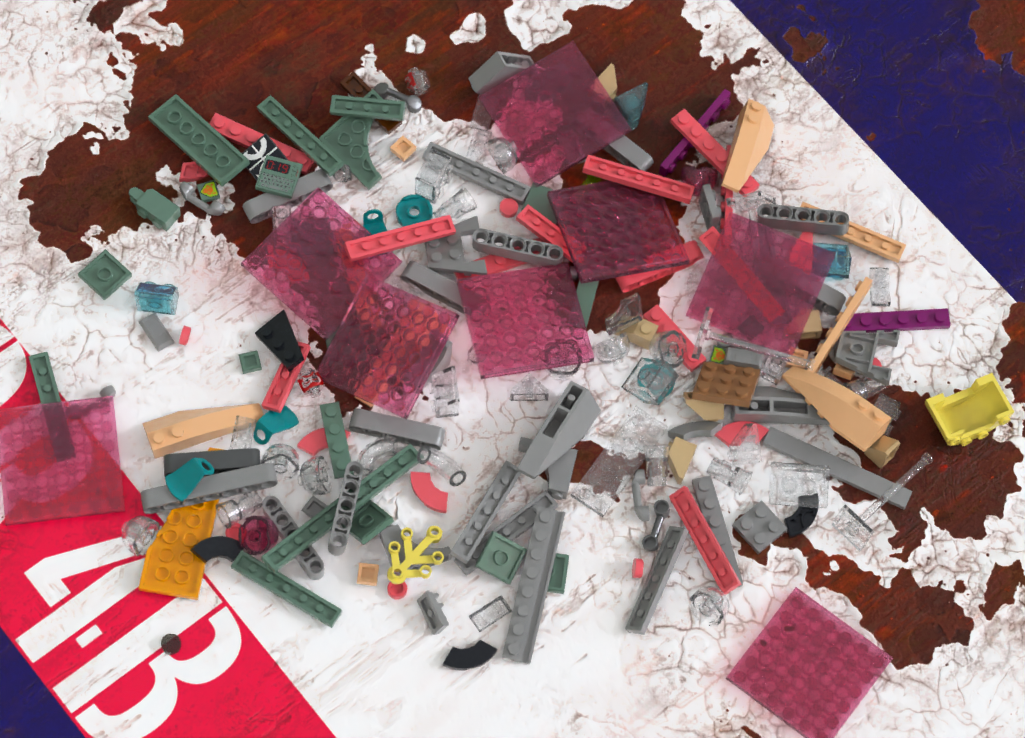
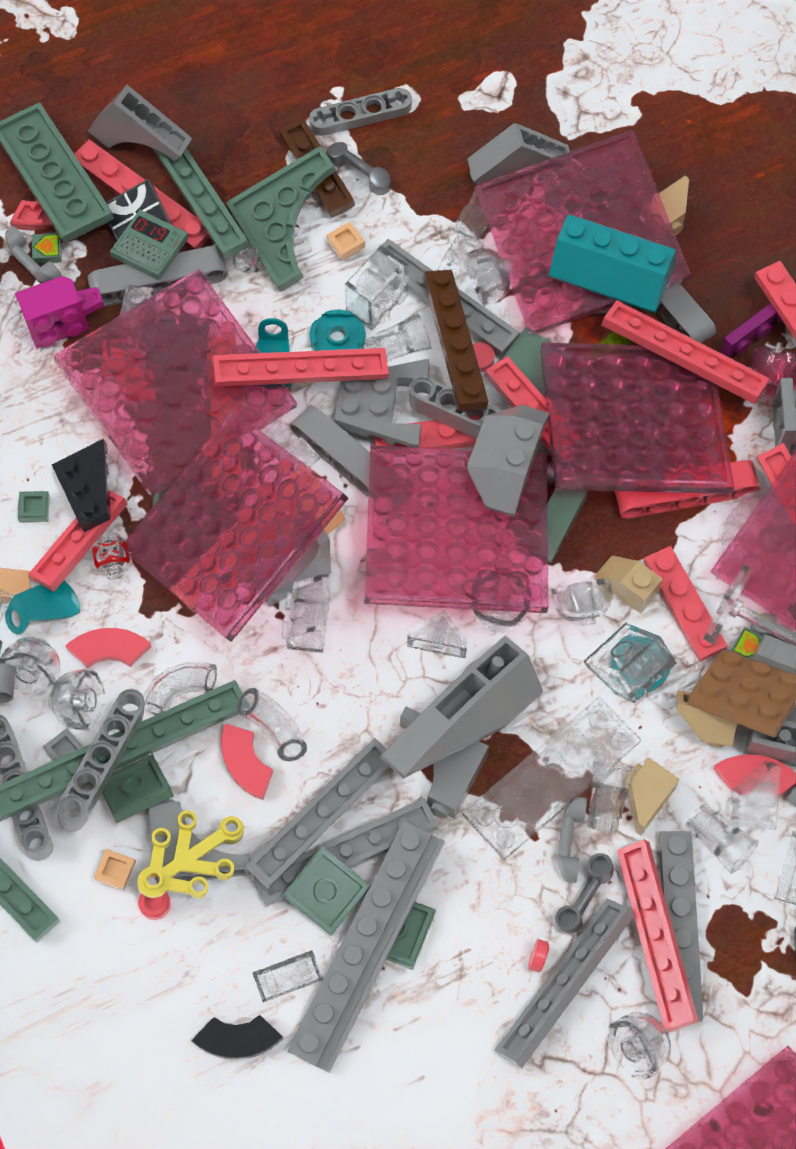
camera: 20 degrees right, 0 degrees up
(231, 232) = (57, 310): none -> dark pink hinge
(247, 95) = (137, 121): none -> light grey arch
(335, 438) = (125, 646): sand green plate -> none
(367, 108) = (305, 170): sand green plate -> none
(391, 62) = (358, 107): none -> light grey beam
(406, 431) = (231, 658): light grey beam -> none
(417, 81) = (392, 150): clear head -> none
(432, 612) = (197, 953): light grey plate -> none
(493, 200) = (455, 340): none -> reddish brown plate
(545, 268) = (506, 455): none -> light grey wedge
(580, 132) = (612, 263): none -> teal slope
(626, 315) = (617, 553): clear tile -> none
(632, 104) = (702, 241): clear light blue slope -> none
(669, 347) = (670, 615): clear cylinder -> none
(695, 429) = (683, 752): light grey tile -> none
(759, 527) = (751, 932): light grey plate -> none

